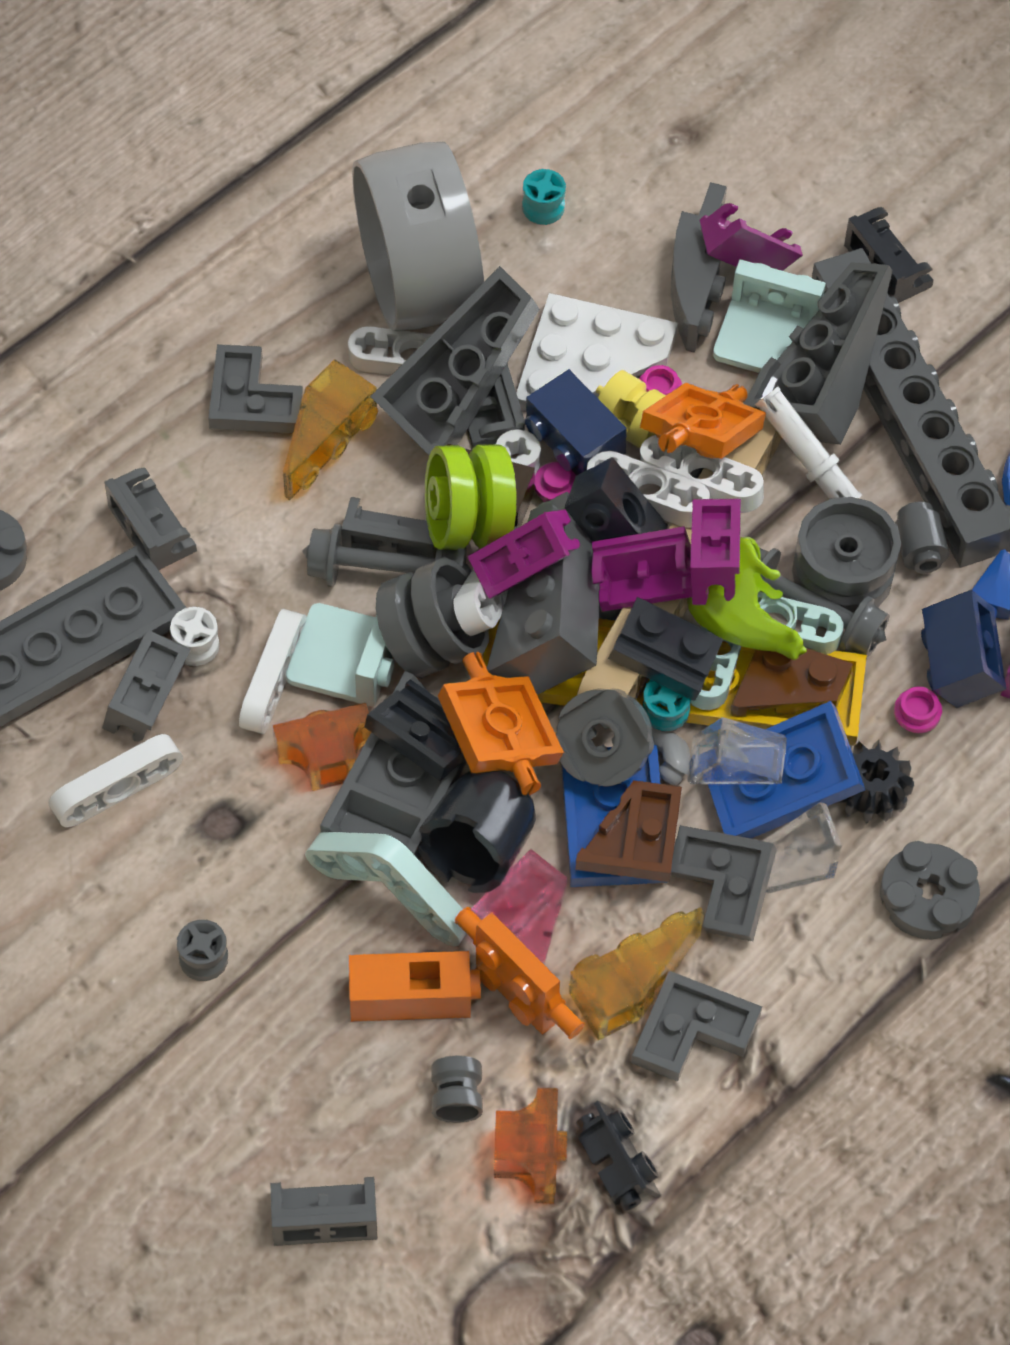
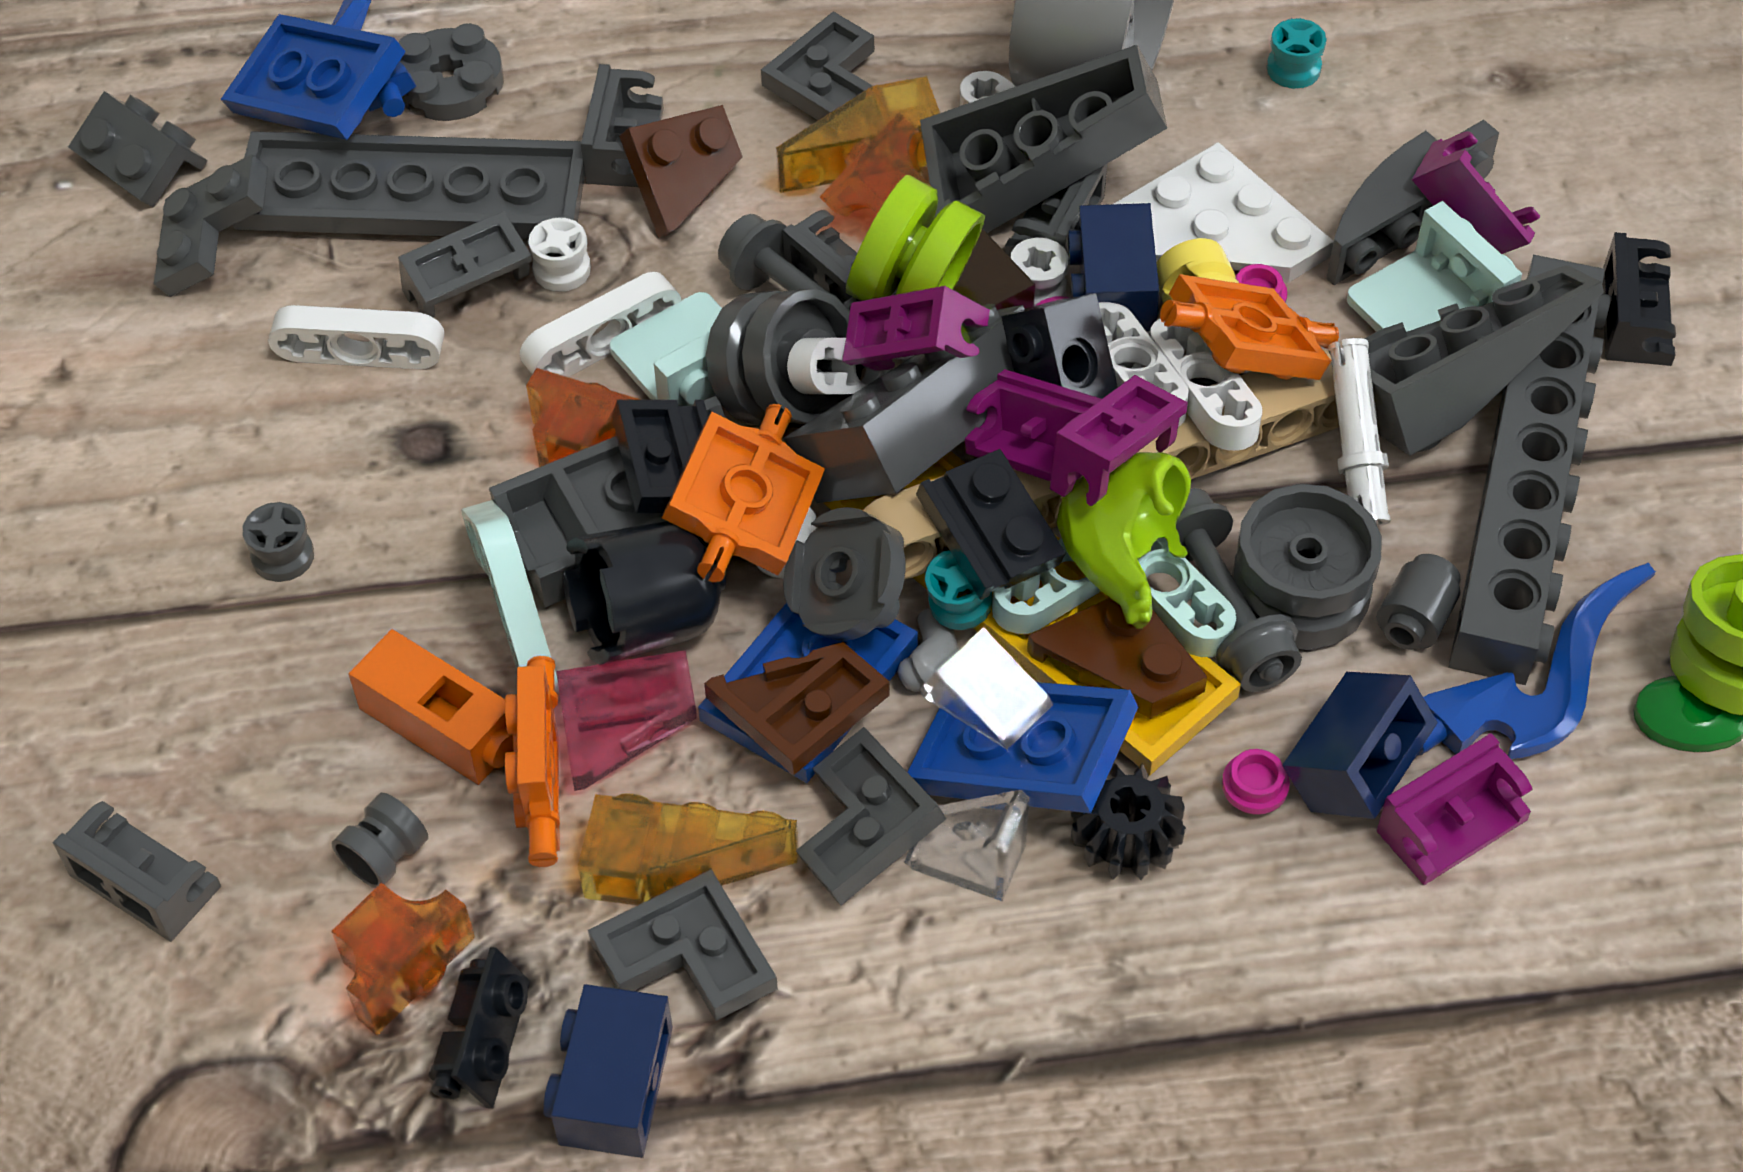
camera: 40 degrees right, 5 degrees down
(219, 521) = (680, 162): none -> reddish brown wing
(369, 449) = (876, 168): none -> clear orange brick
(717, 1124) = (609, 1070): none -> dark blue brick
(936, 865) = (1103, 948): dark grey plate -> none

